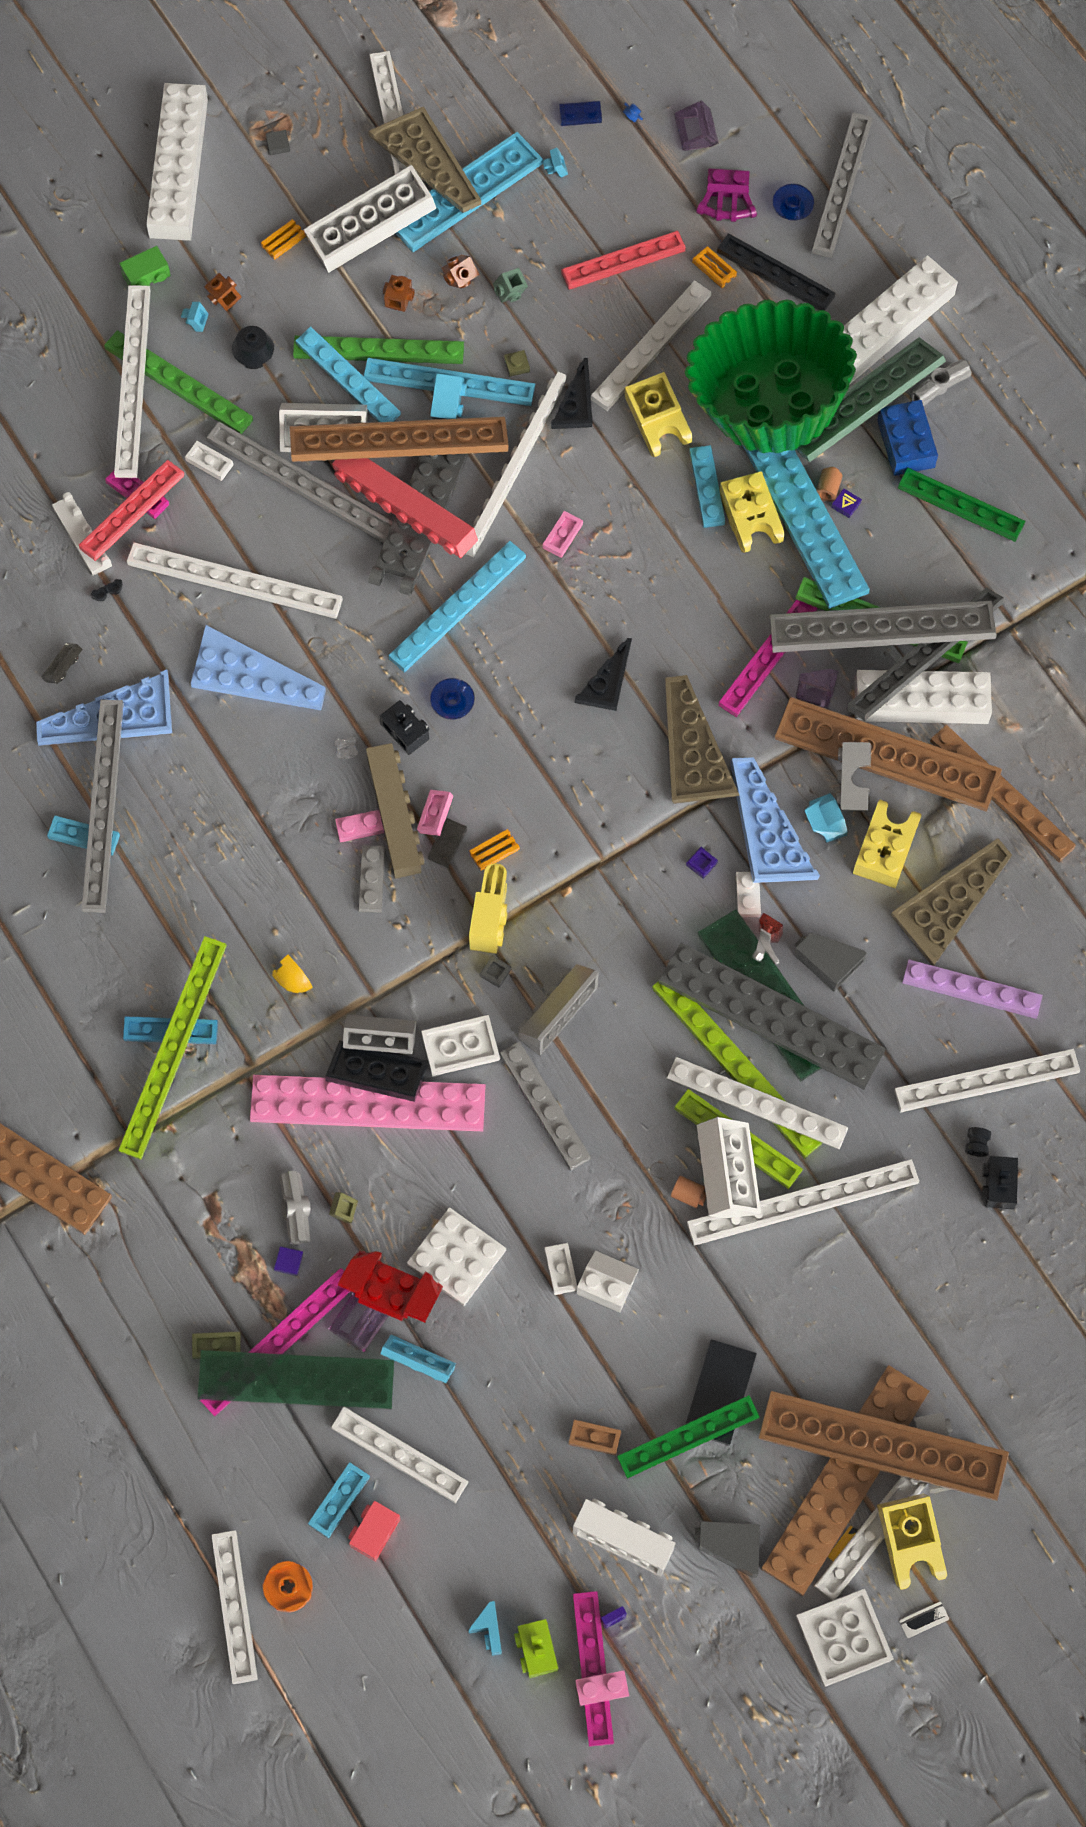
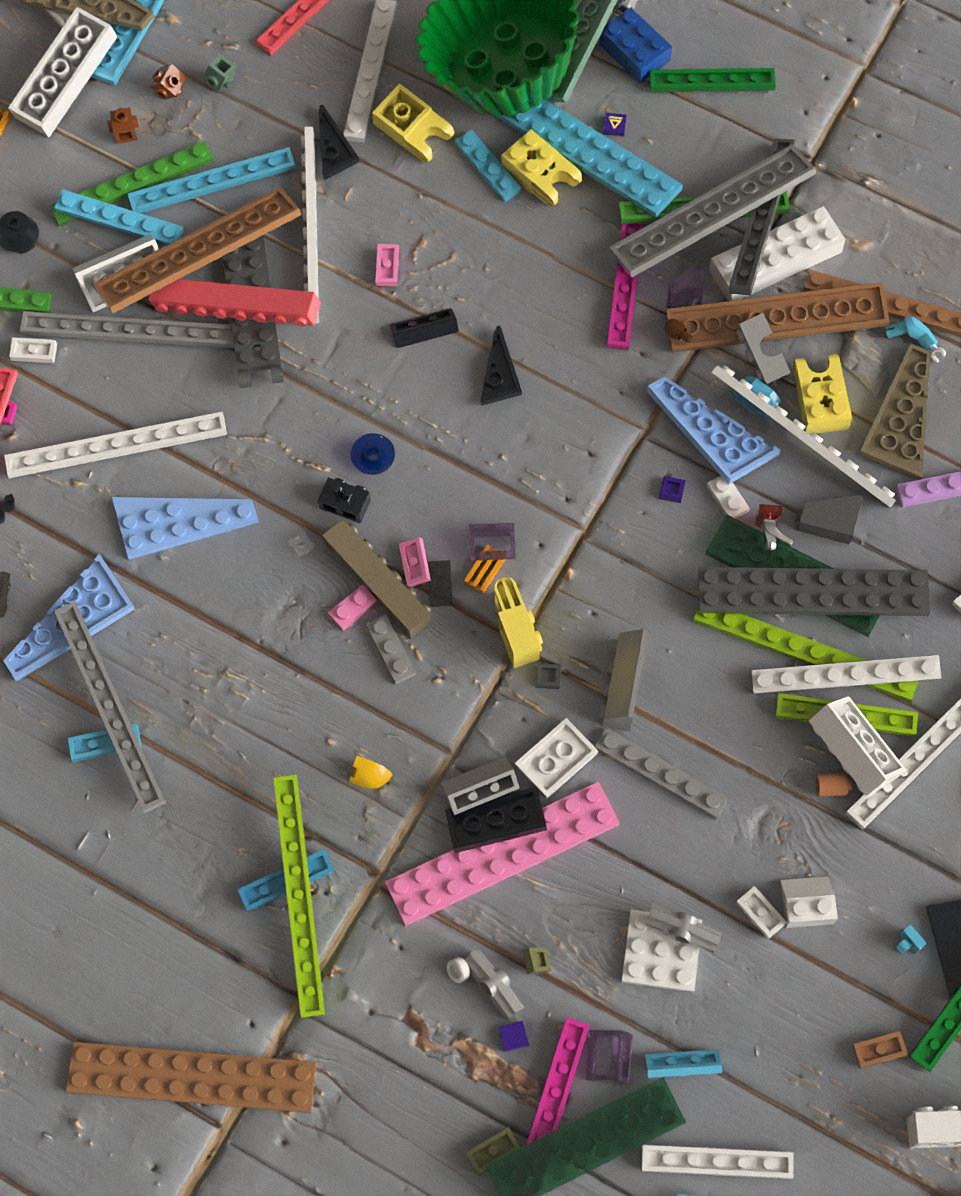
camera: 25 degrees left, 0 degrees up
(272, 1180) = (458, 970): none -> white tile
(389, 1288) = (625, 1013): red piece -> none
(447, 397) = (219, 193): medium azure brick -> none
(457, 606) = (329, 372): medium azure plate -> none
(482, 1244) = (683, 928): none -> light grey piece
(516, 363) = (261, 138): olive plate -> none
(517, 818) = (492, 530): none -> clear purple tile
(564, 607) = (424, 328): none -> black slope
(676, 1360) = (911, 940): none -> medium azure tile
(695, 758) = (615, 400): dark tan wing -> none
(787, 721) = (677, 330): none -> reddish brown cylinder
(829, 483) = (592, 113): nougat brick -> none
(850, 880) = (812, 440): none -> white plate
(1011, 829) = (917, 330): none -> medium azure arm

